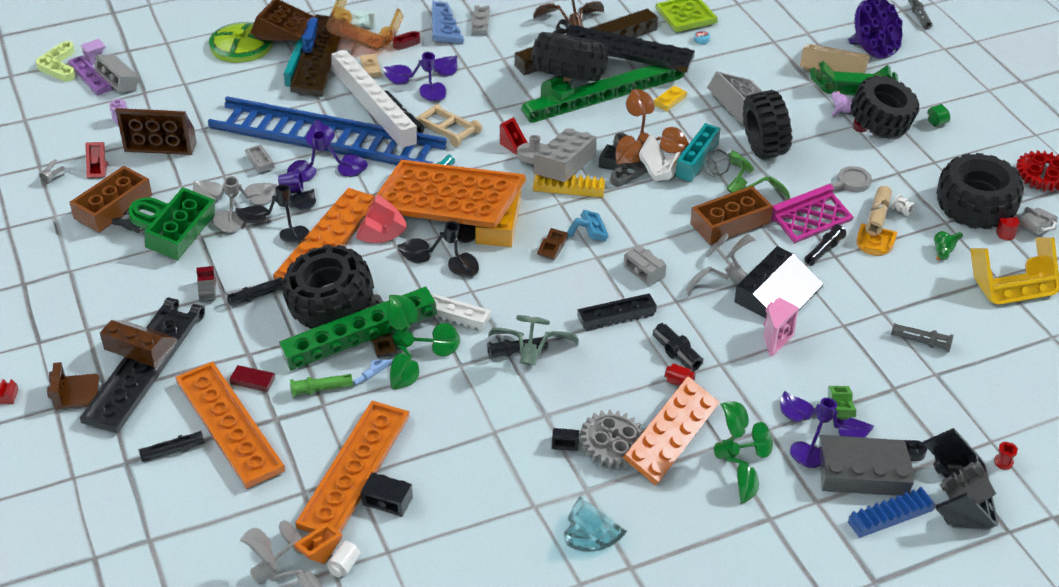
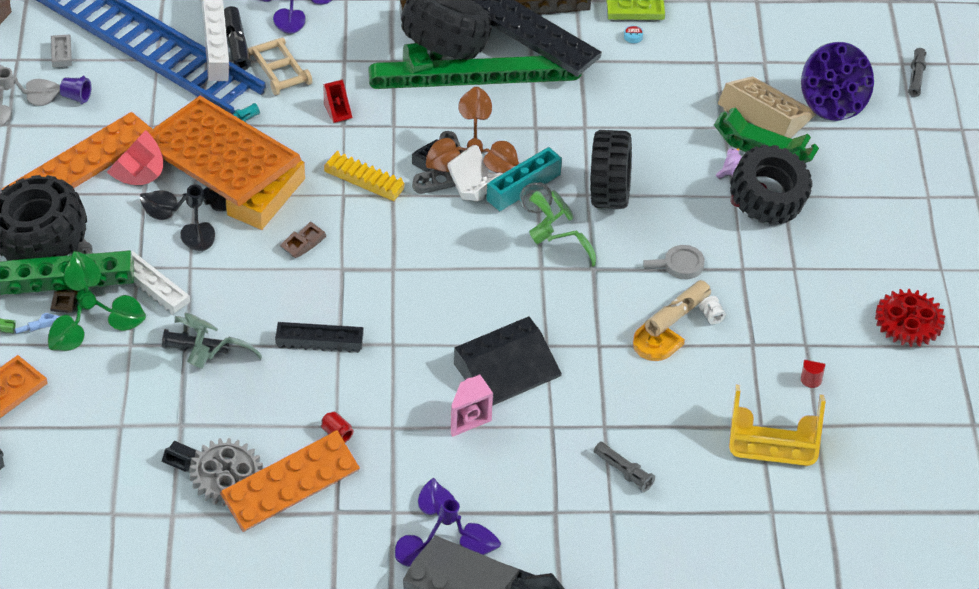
camera: 20 degrees right, 5 degrees up
(258, 214) = (24, 113): black plant -> none
(319, 138) = (133, 41): dark purple plant -> none
(561, 156) = (370, 141): light grey brick -> none
(591, 528) = (148, 553): clear light blue brick -> none
(593, 225) = (357, 231): dark azure plate -> none
(645, 265) = (381, 294): light grey brick -> none
(670, 98) = (545, 102): yellow plate -> none
(677, 347) = (356, 395): black piece -> none
(731, 92) = (626, 113): light grey slope -> none
(731, 214) = (509, 264): dark orange brick -> none
(733, 270) = (469, 329): light grey plant -> none
(737, 420) = (374, 522): green plant -> none
(803, 204) = (600, 275): dark pink fence -> none
(828, 241) = (599, 327): black pin -> none
(843, 397) = (481, 508): bright green brick -> none
(938, 115) = (835, 213): green plate -> none
(945, 244) = (726, 370): green animal -> none
(979, 190) = (810, 299): black tyre -> none
(1037, 220) = (853, 377): light grey piece -> none

